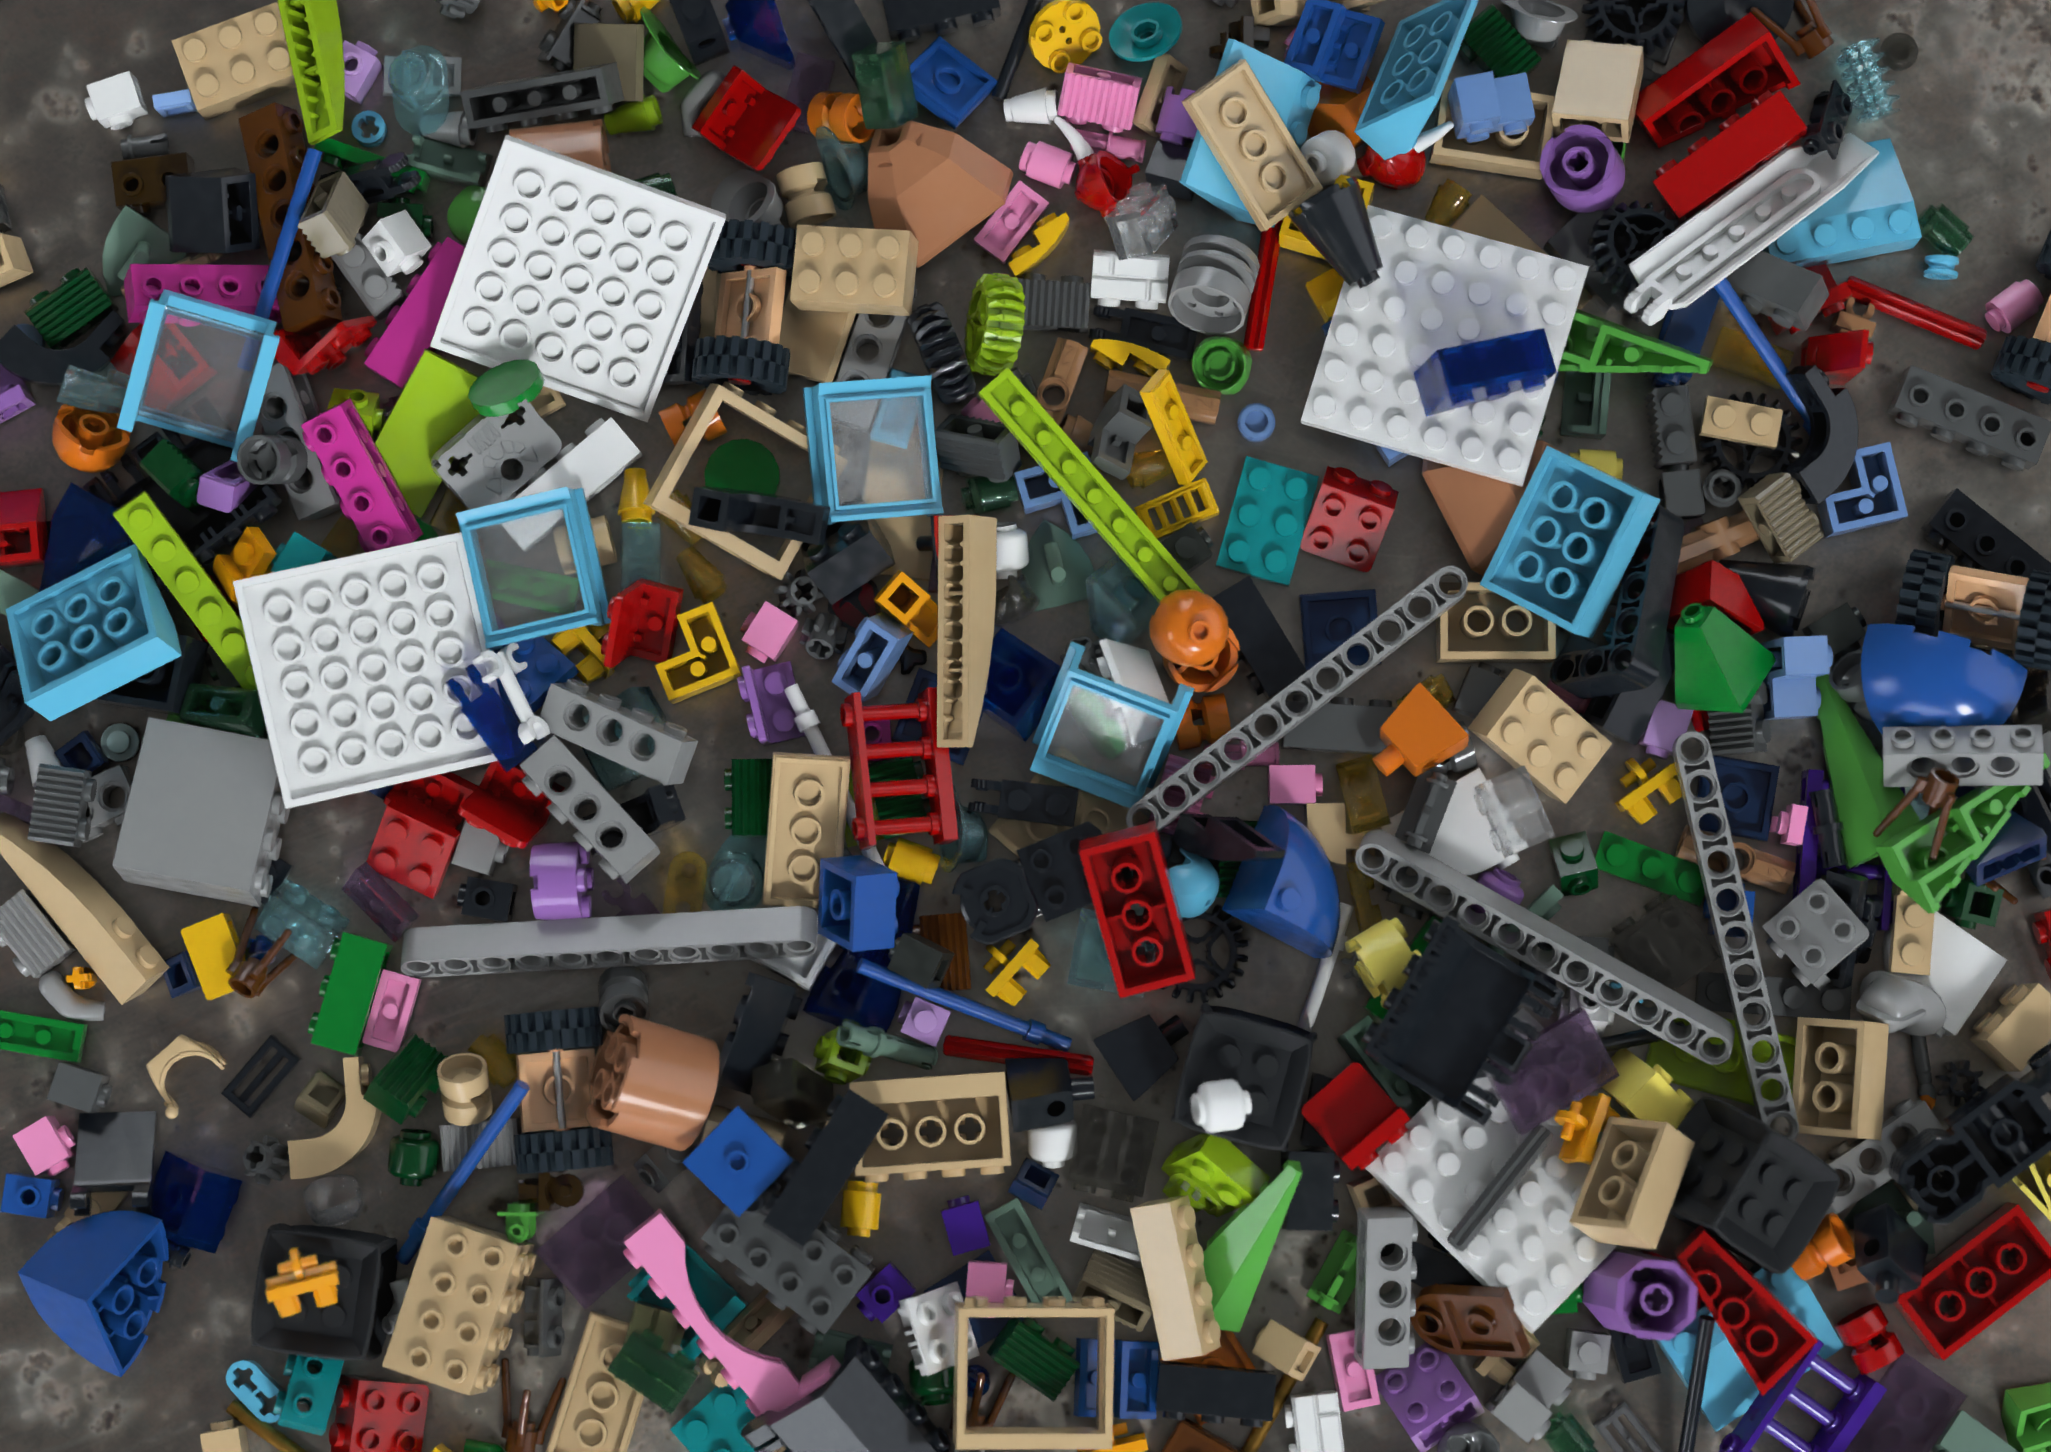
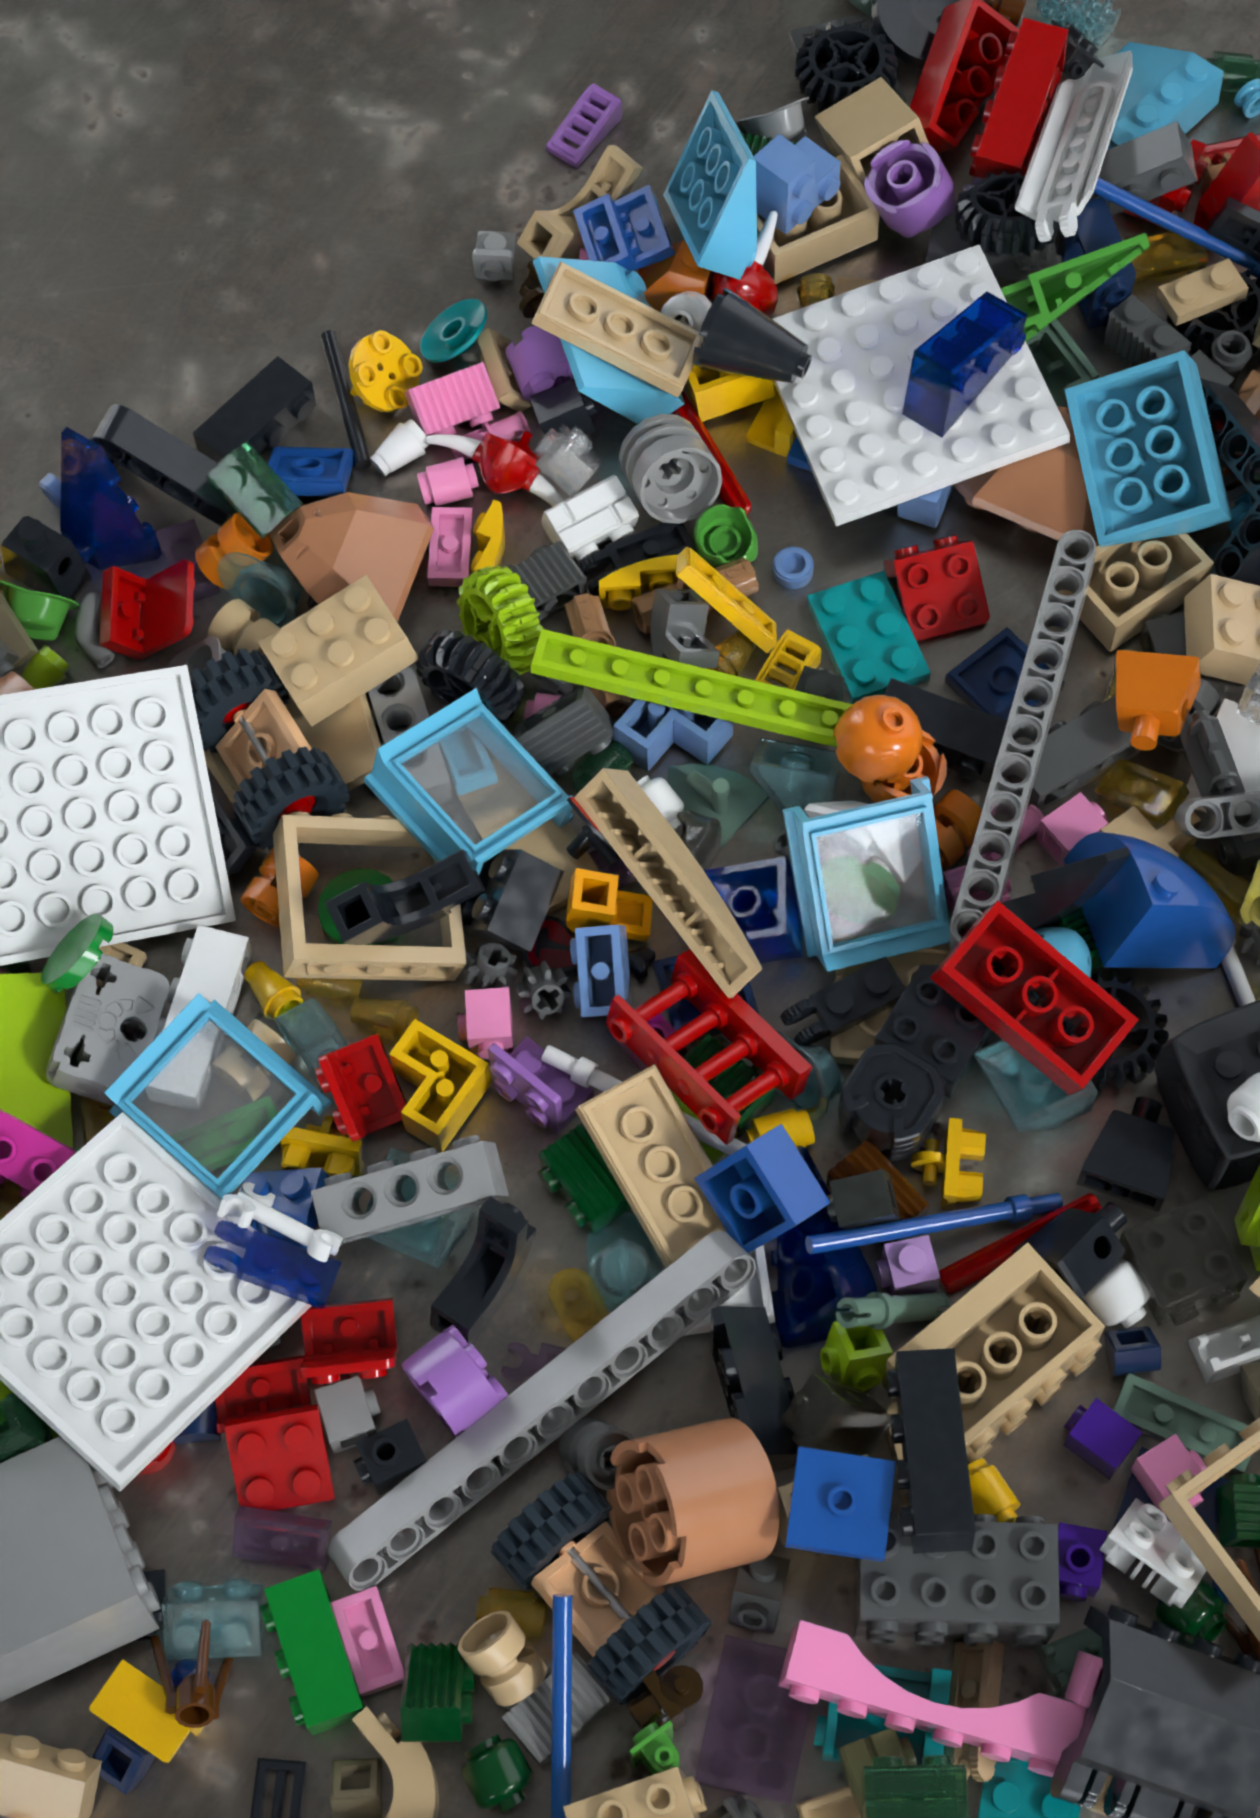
camera: 35 degrees left, 20 degrees down
(554, 761) = (370, 1263): light grey brick -> none

